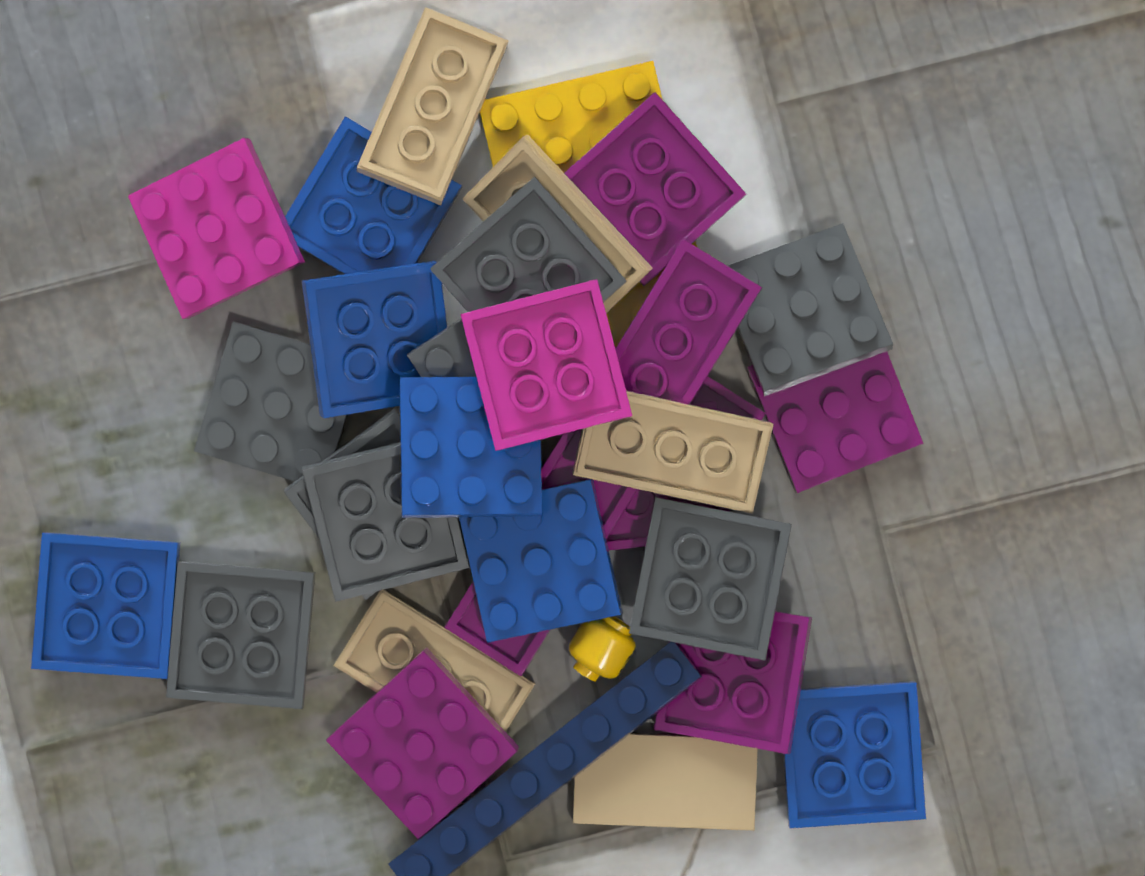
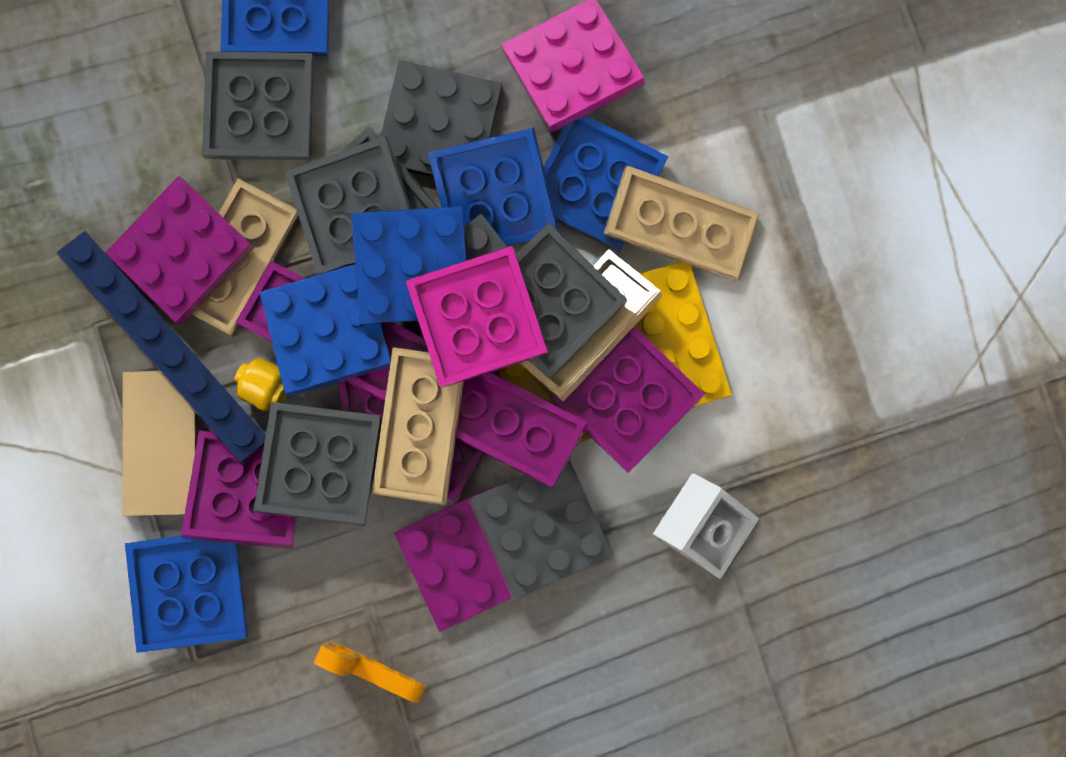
camera: 85 degrees right, 5 degrees down
(813, 105) = (706, 525): none -> white slope
(954, 560) = (344, 661): none -> light orange beam

